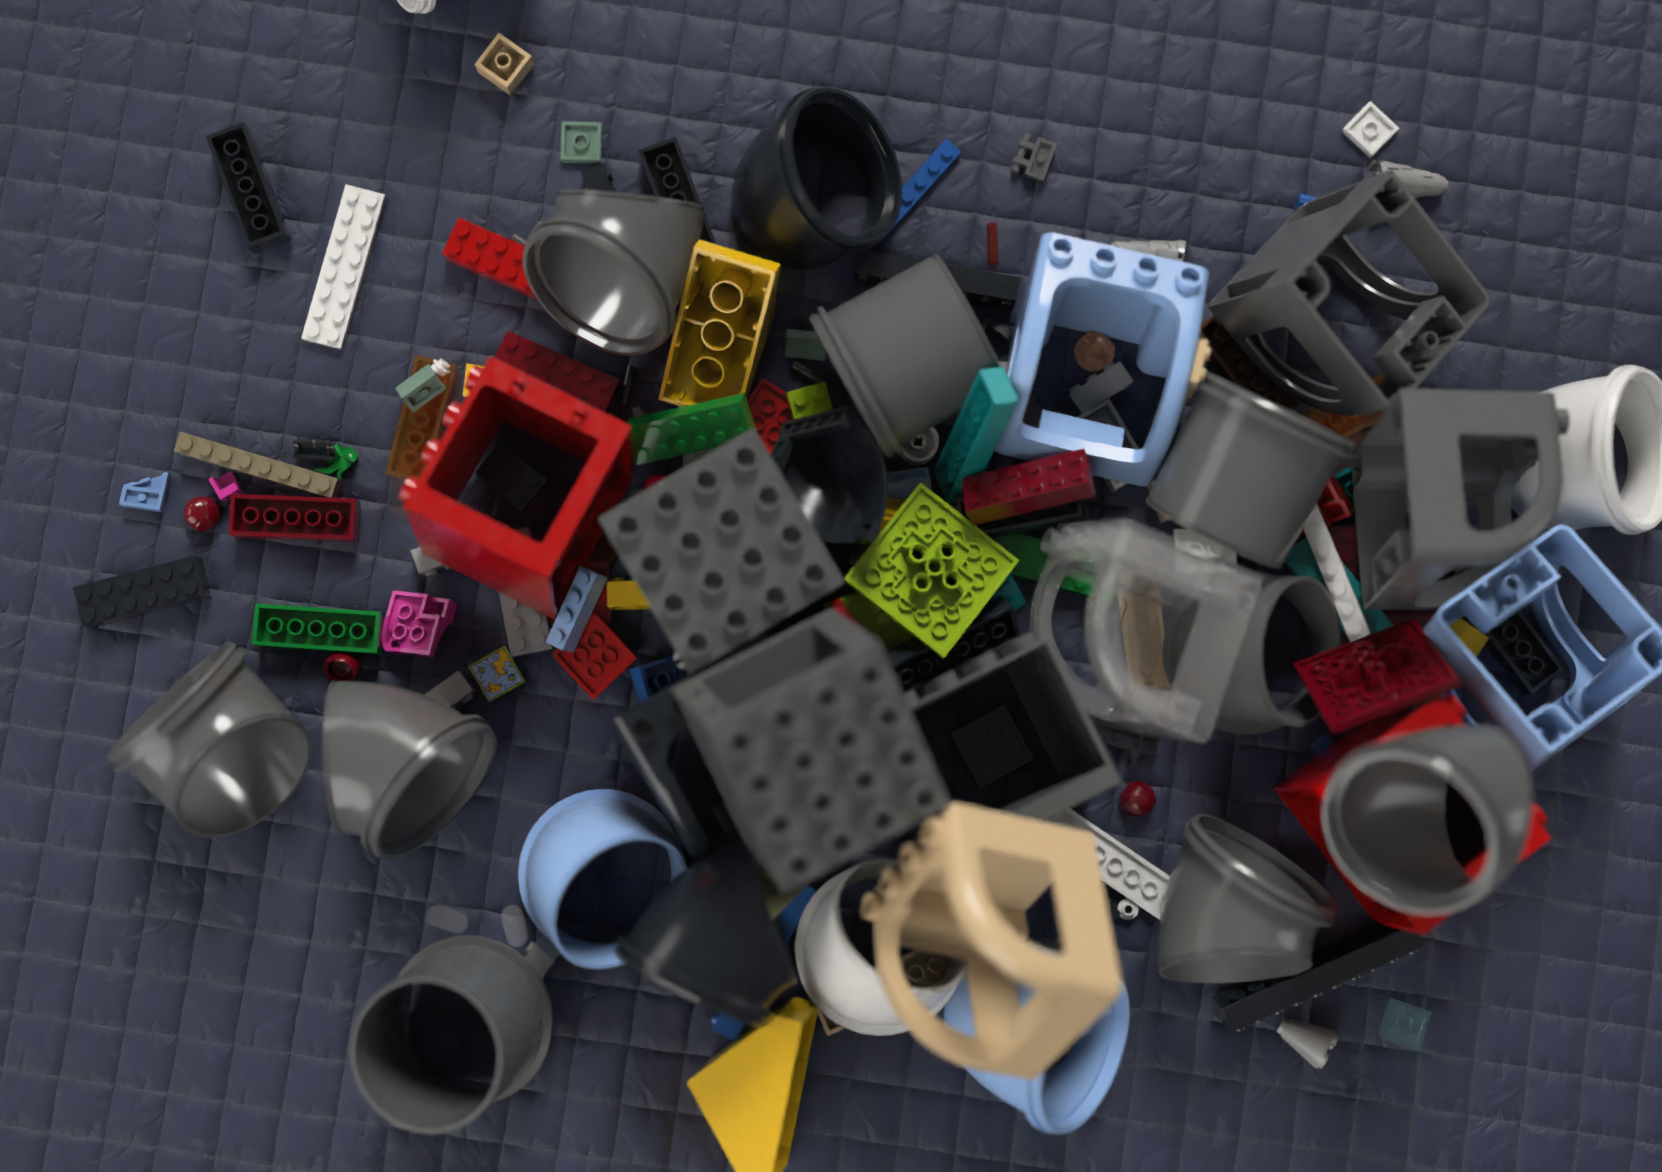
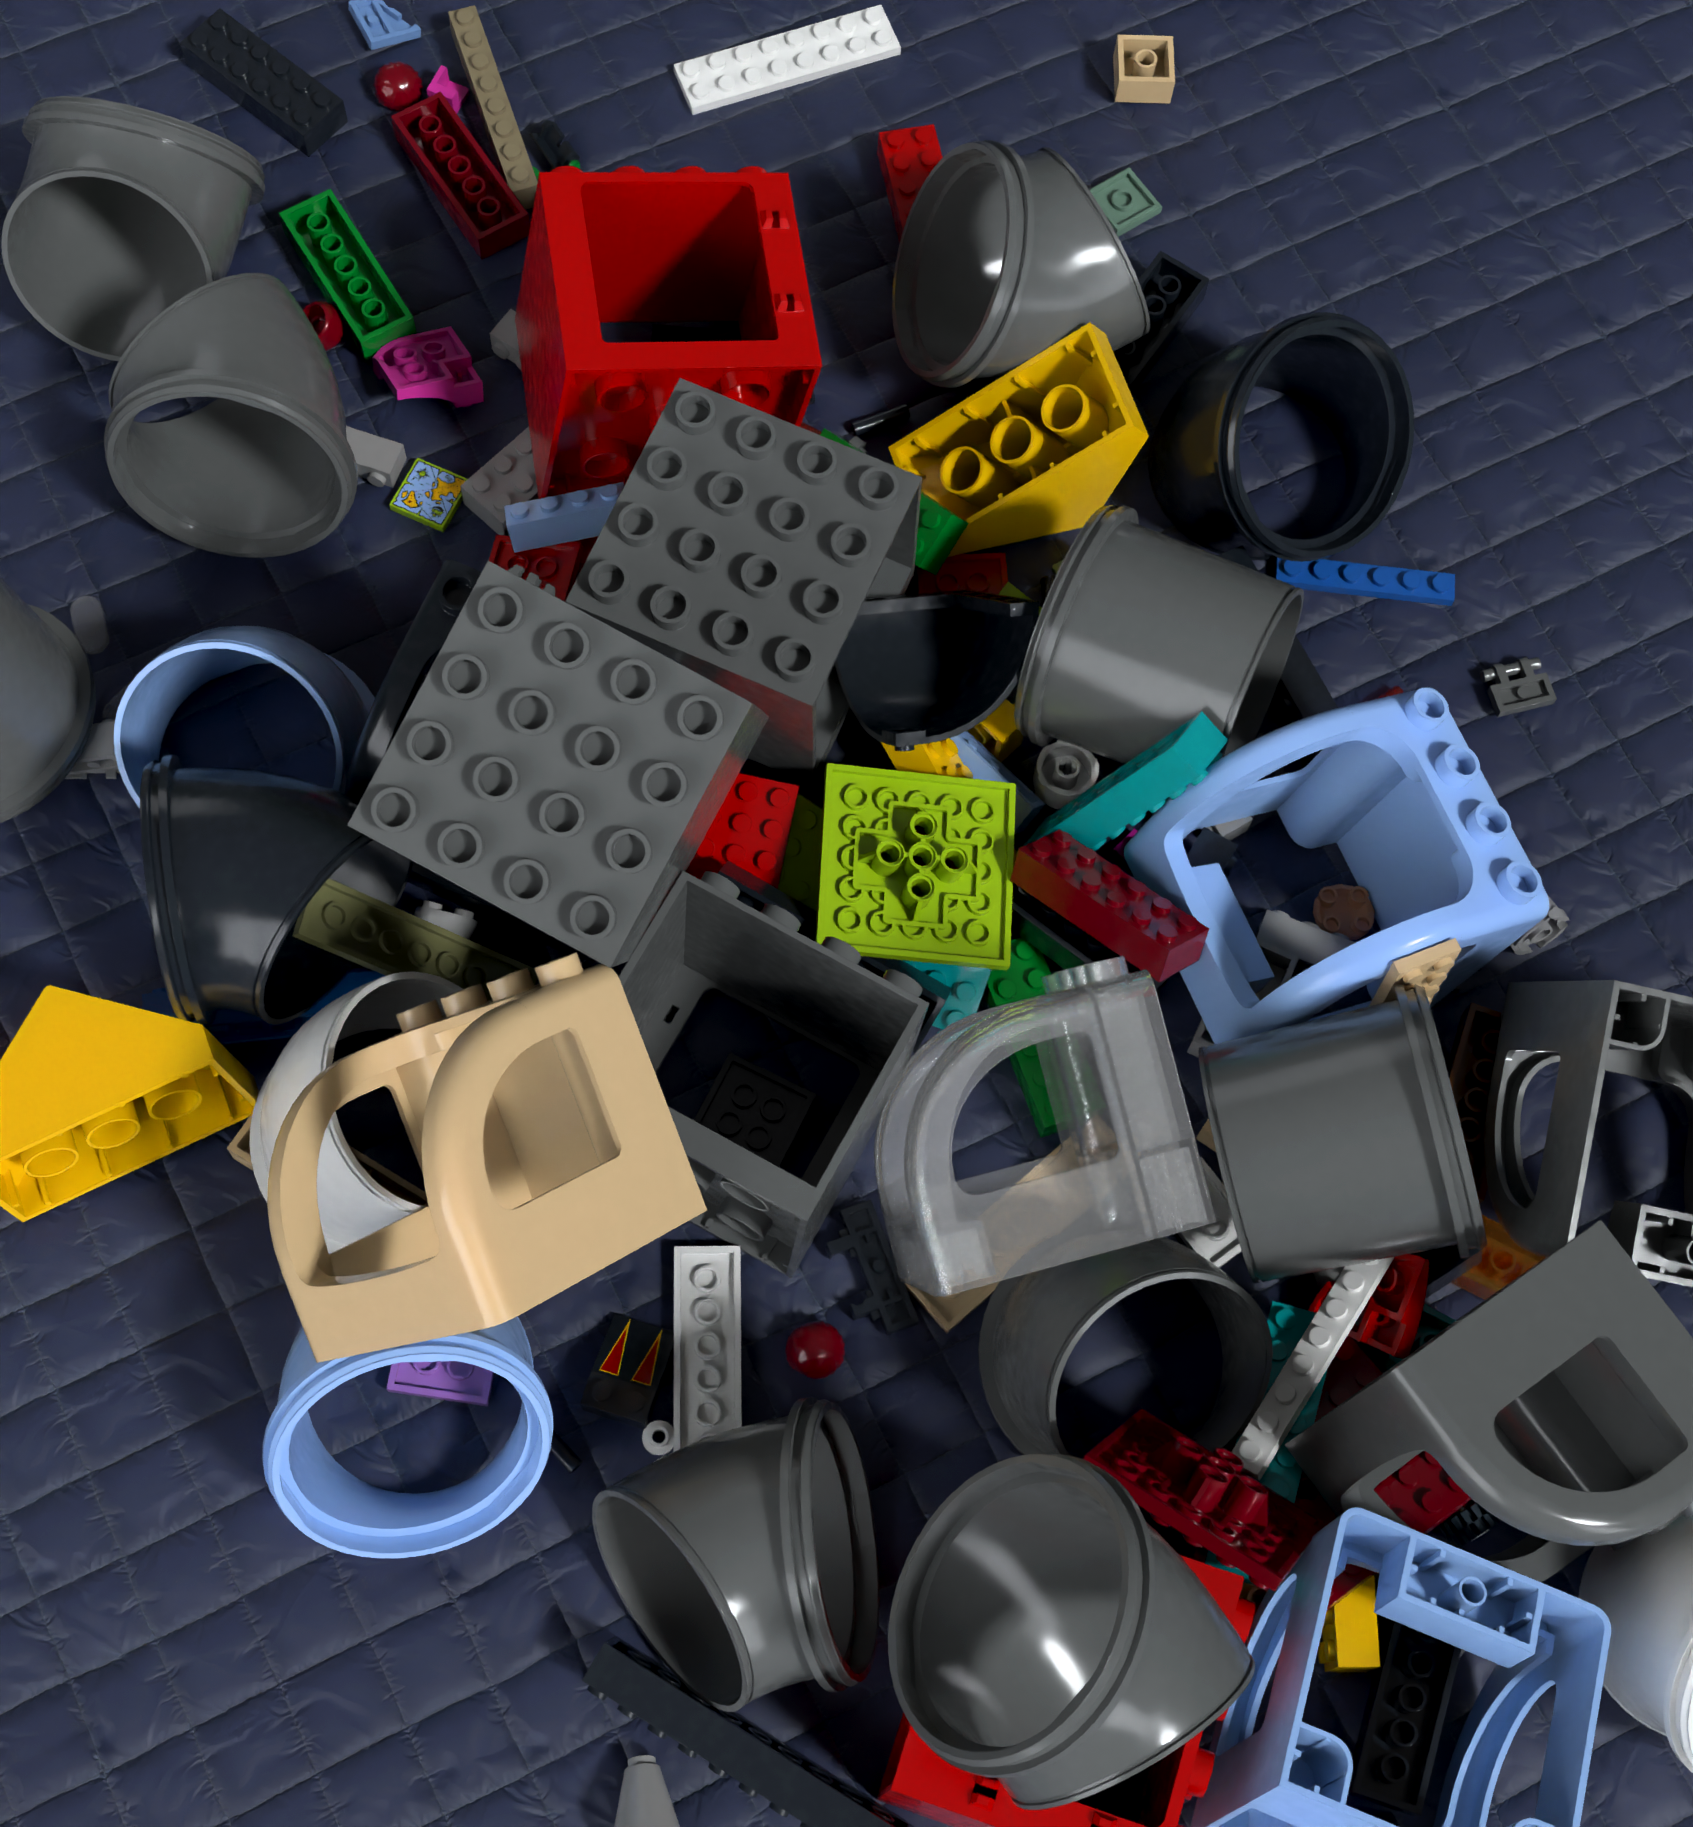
camera: 55 degrees right, 15 degrees down
(559, 371) = (847, 378): dark red brick -> none

